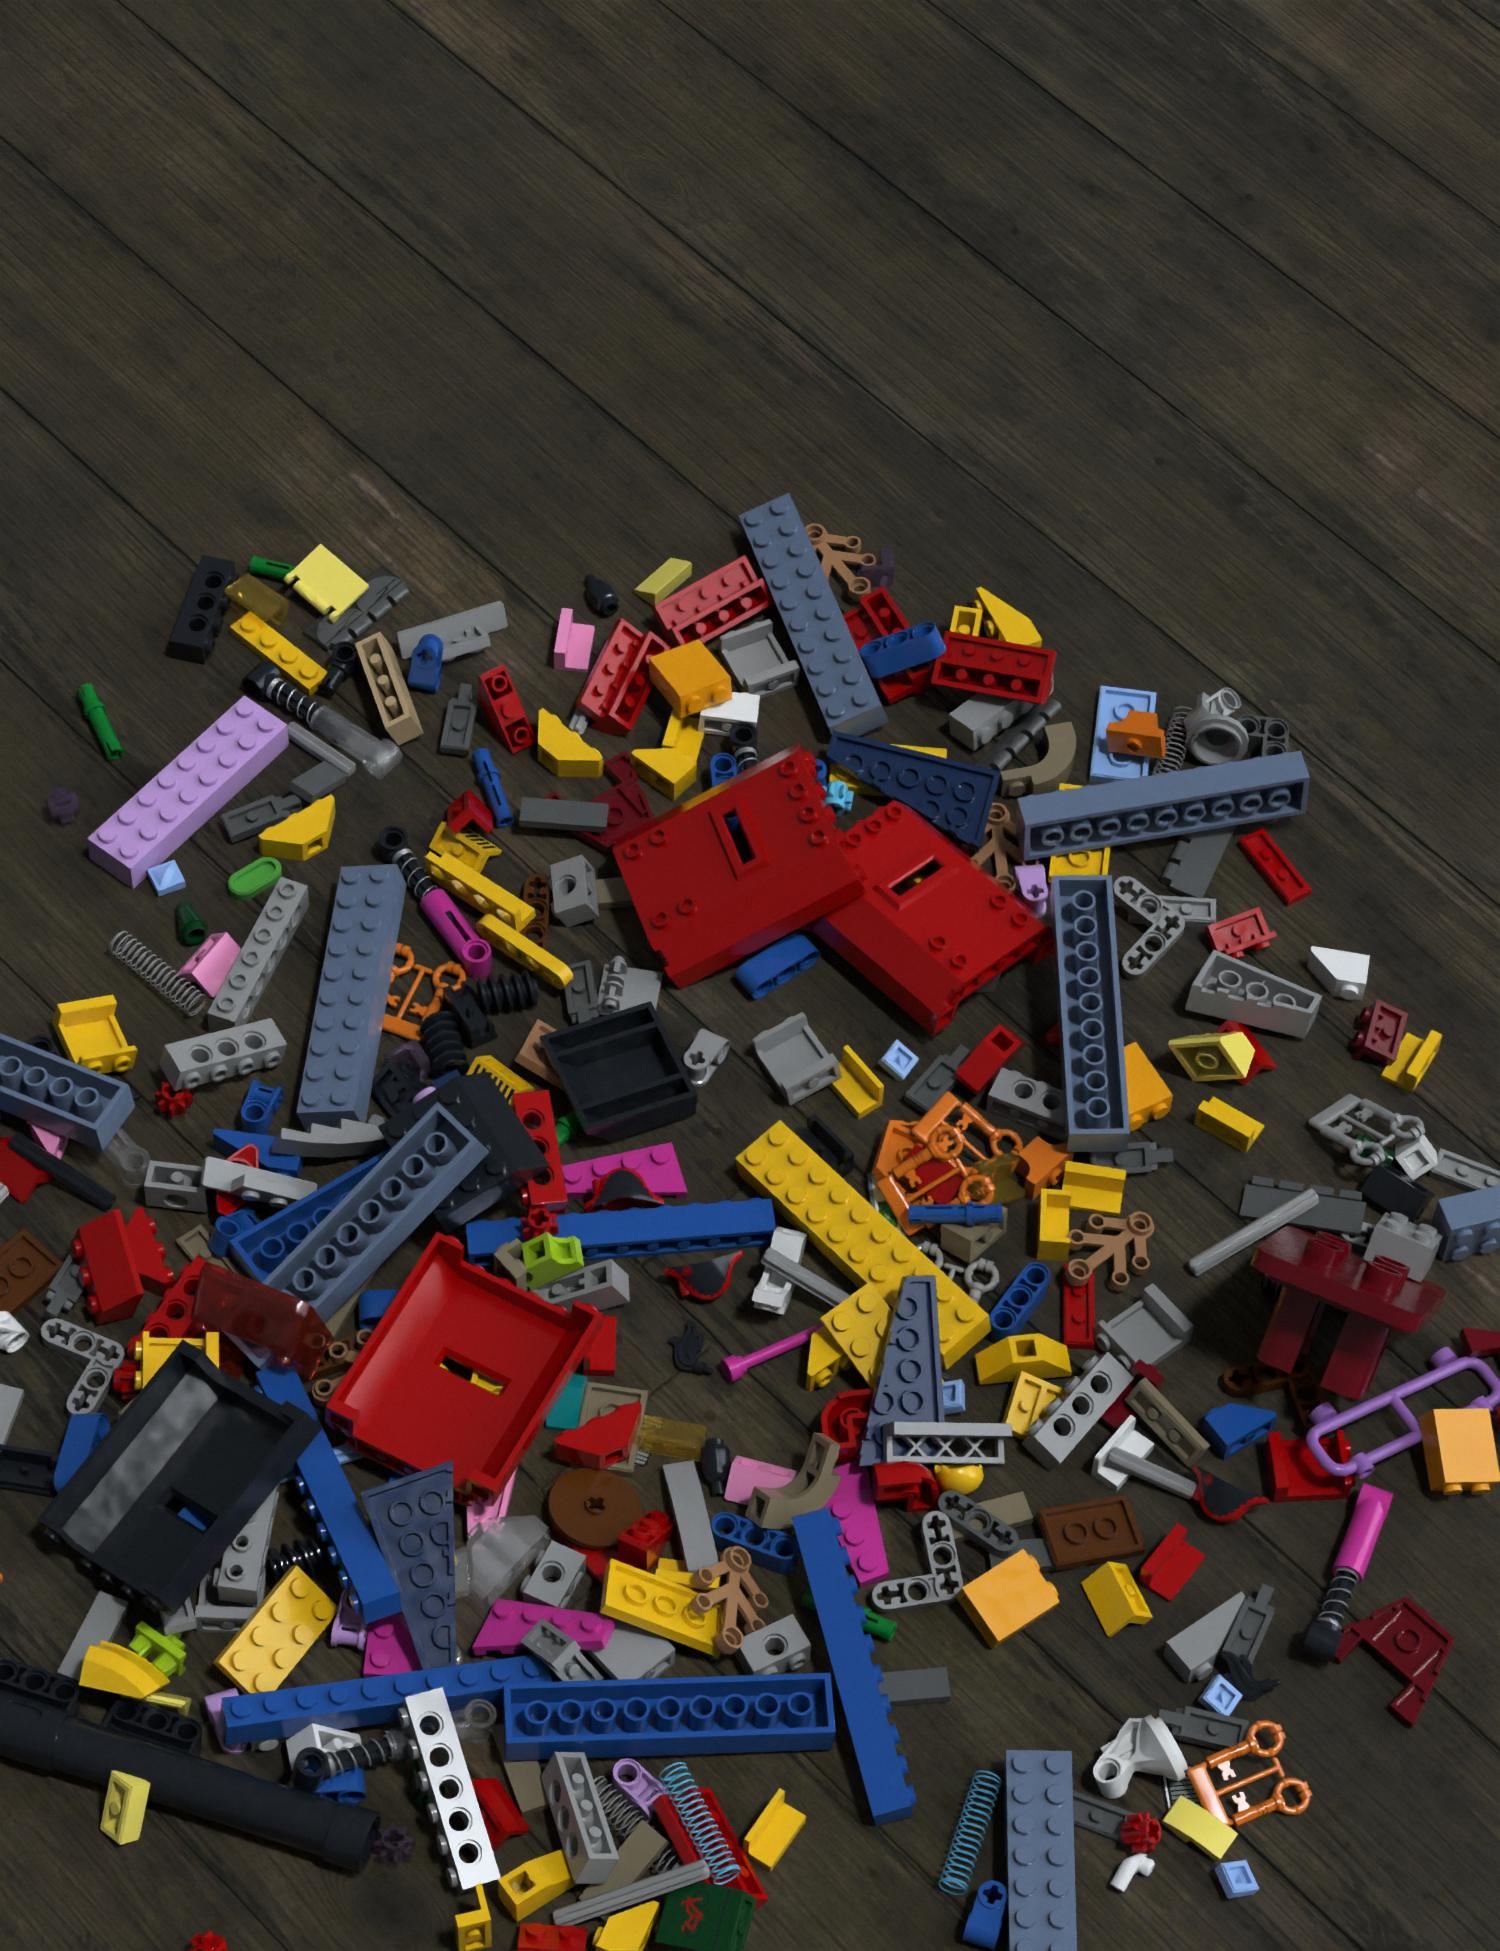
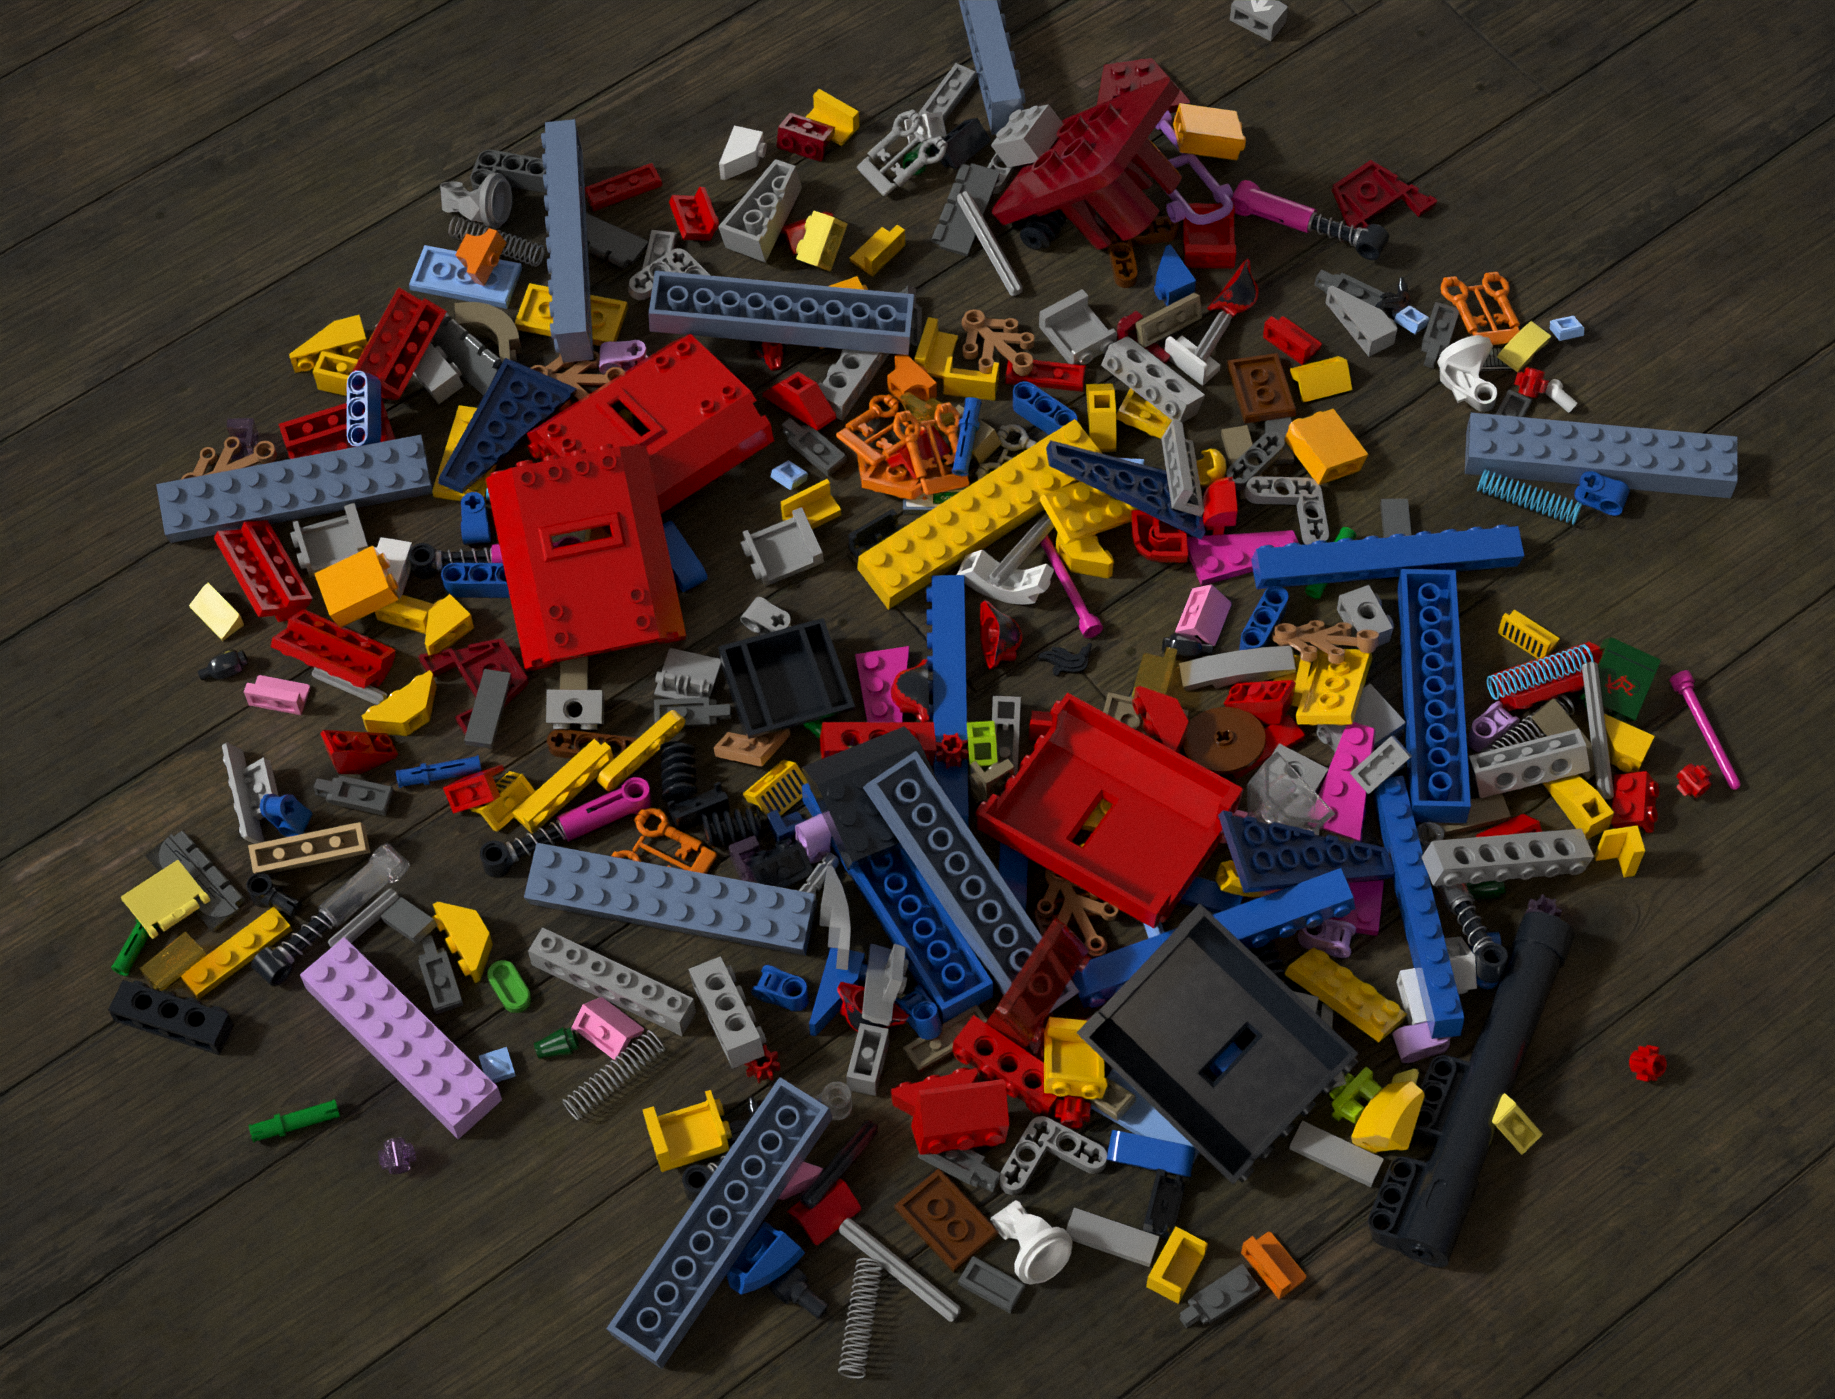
camera: 80 degrees left, 5 degrees up
(804, 1494) = (1225, 576): dark tan arch -> none

